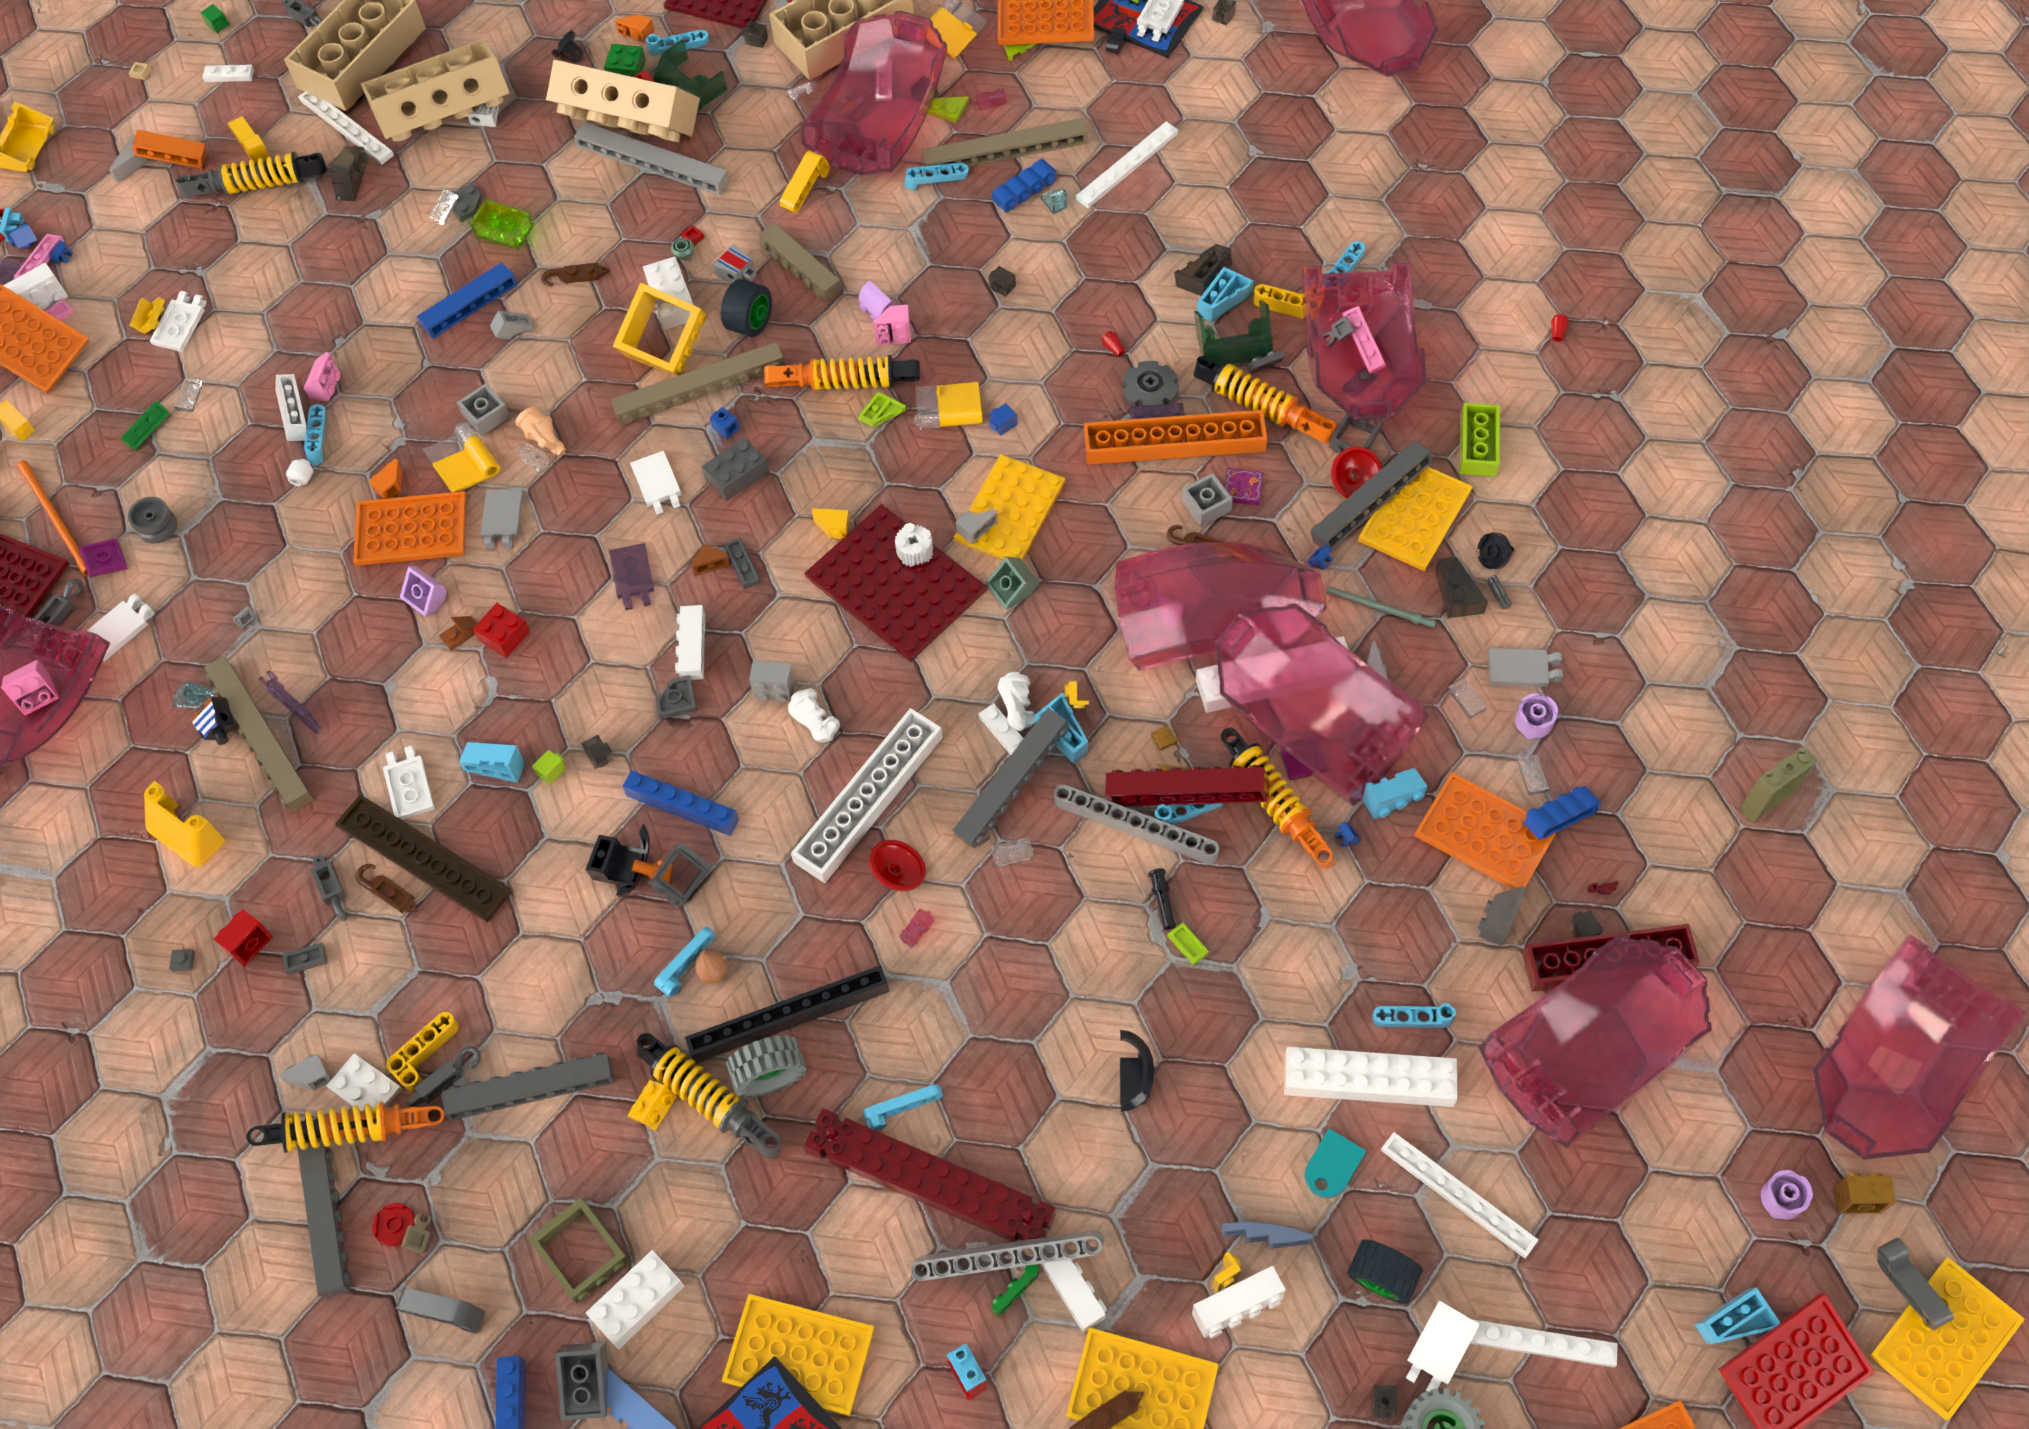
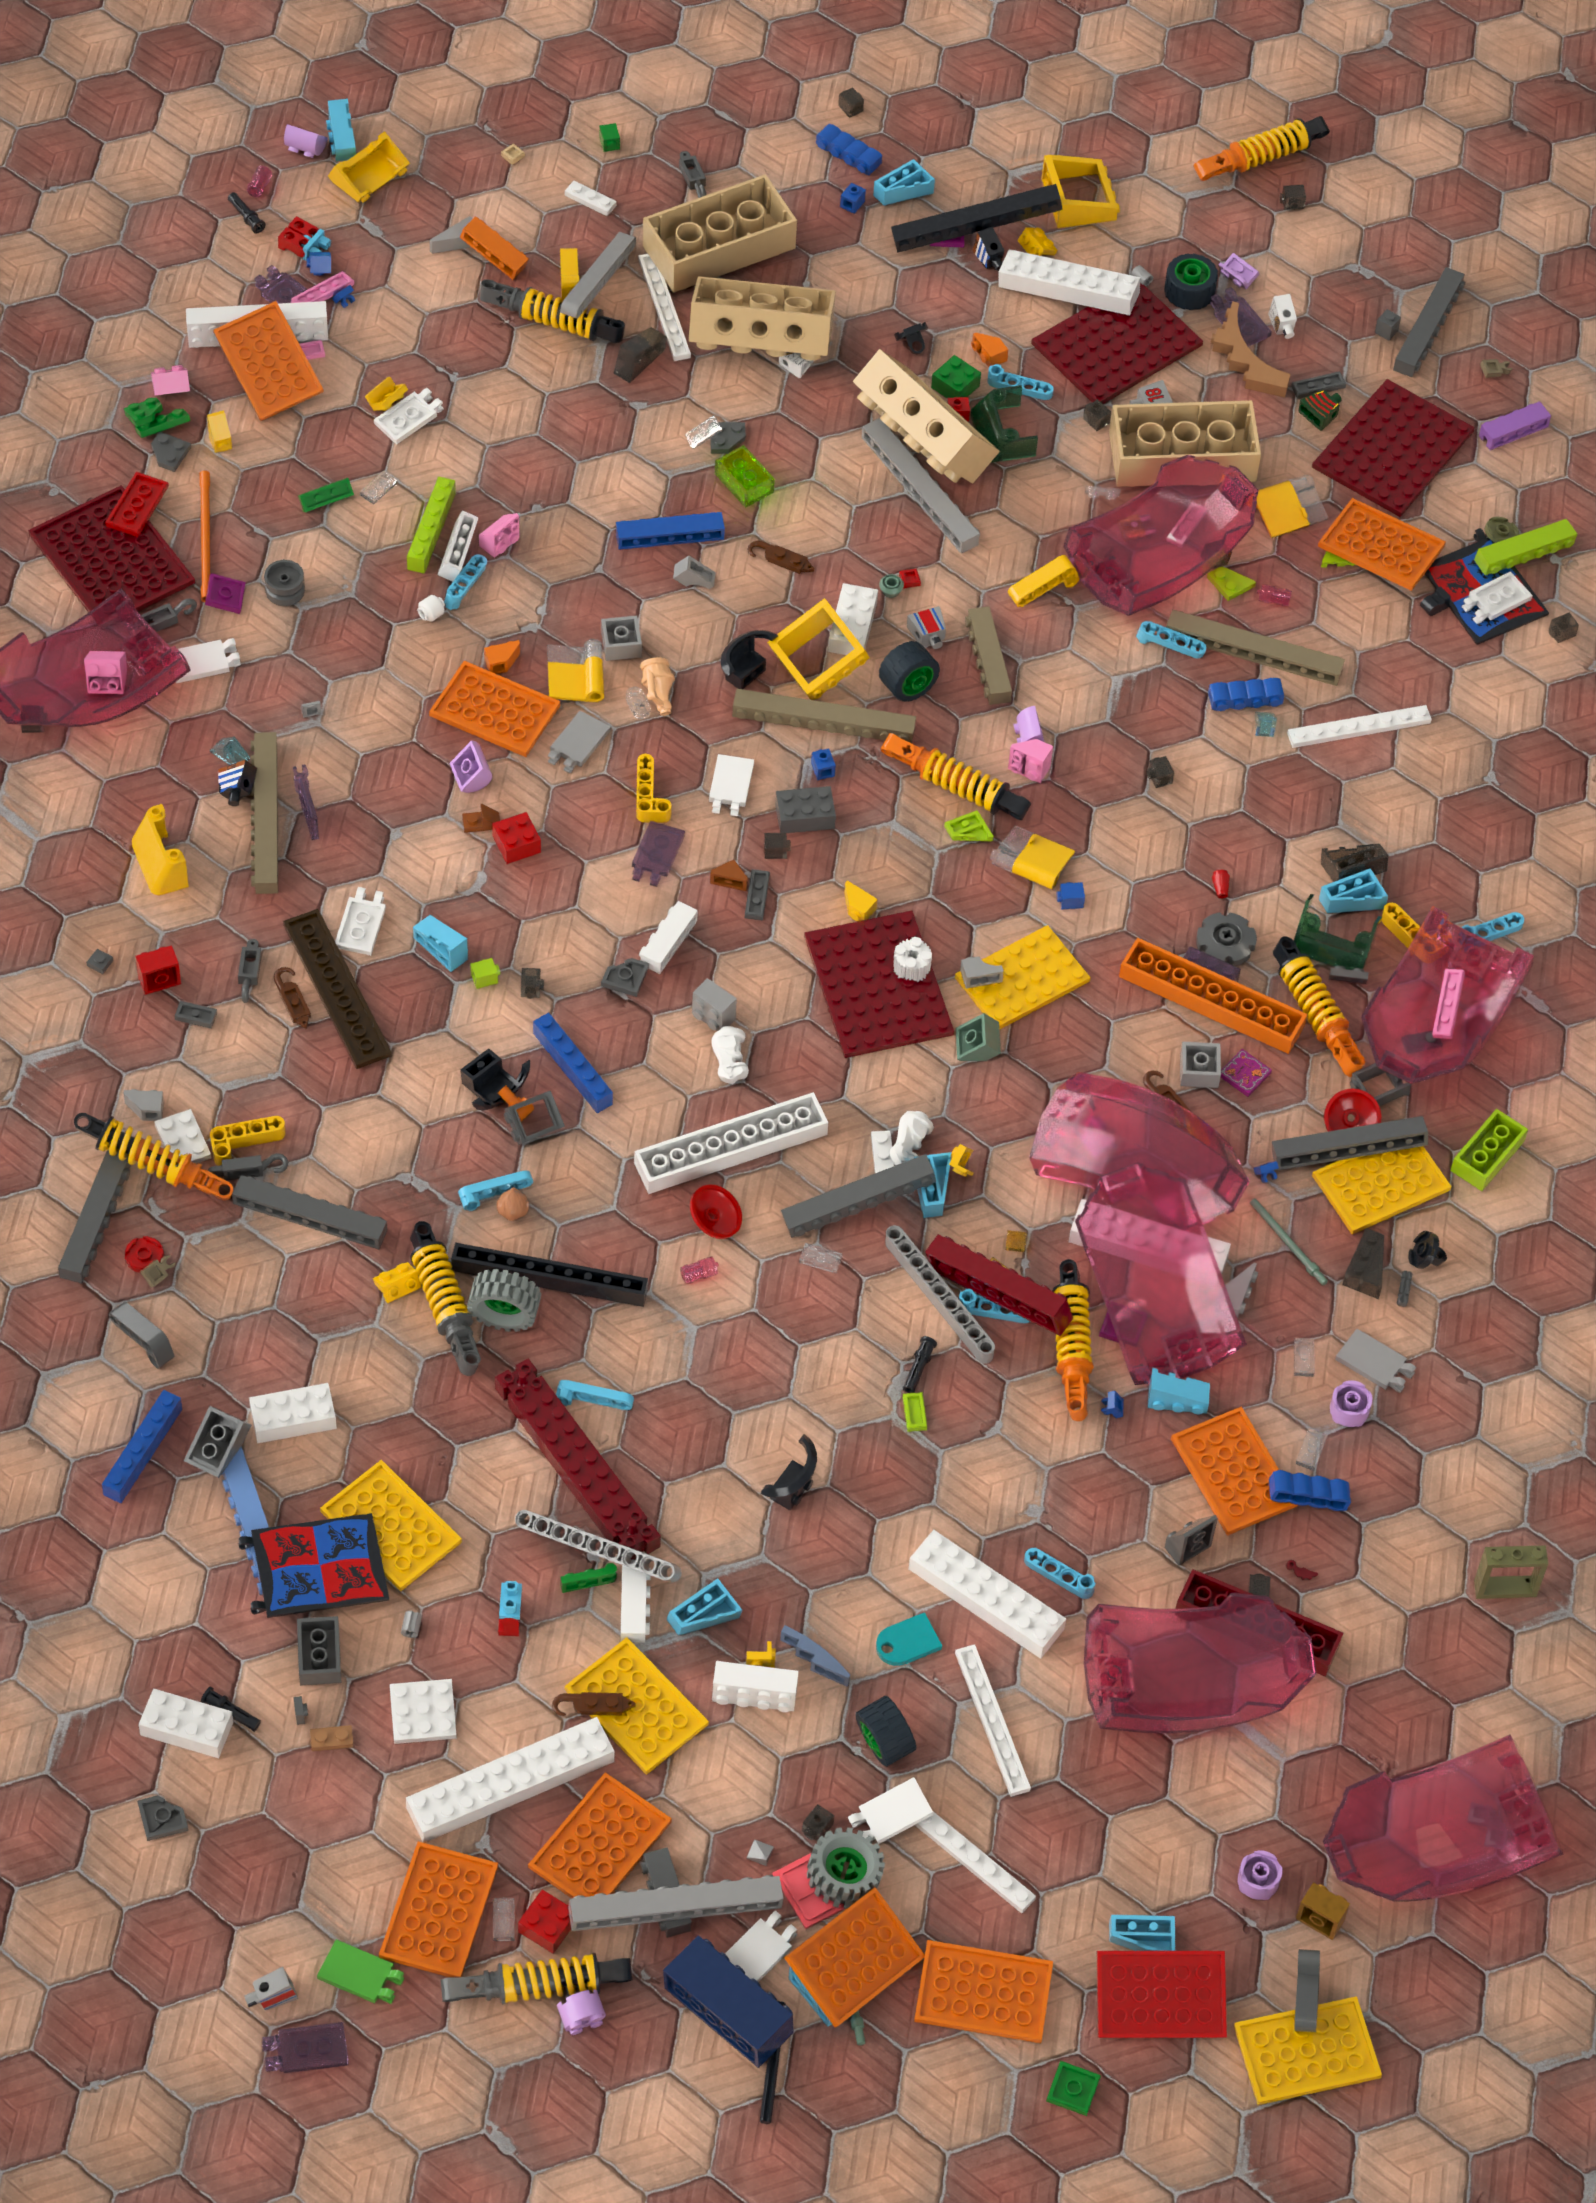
camera: 25 degrees right, 5 degrees down
(255, 402) = (431, 525): none -> lime brick
(273, 126) = (598, 275): none -> light grey beam
(556, 1226) = (266, 1326): olive window -> none
(600, 374) = (741, 661): none -> black piece
(602, 537) = (647, 807): none -> yellow beam
(730, 512) = (776, 845): none -> clear smoke brick
(1140, 1252) = (704, 1609): none -> medium azure wedge
(1340, 331) = (1432, 983): dark grey plate -> none

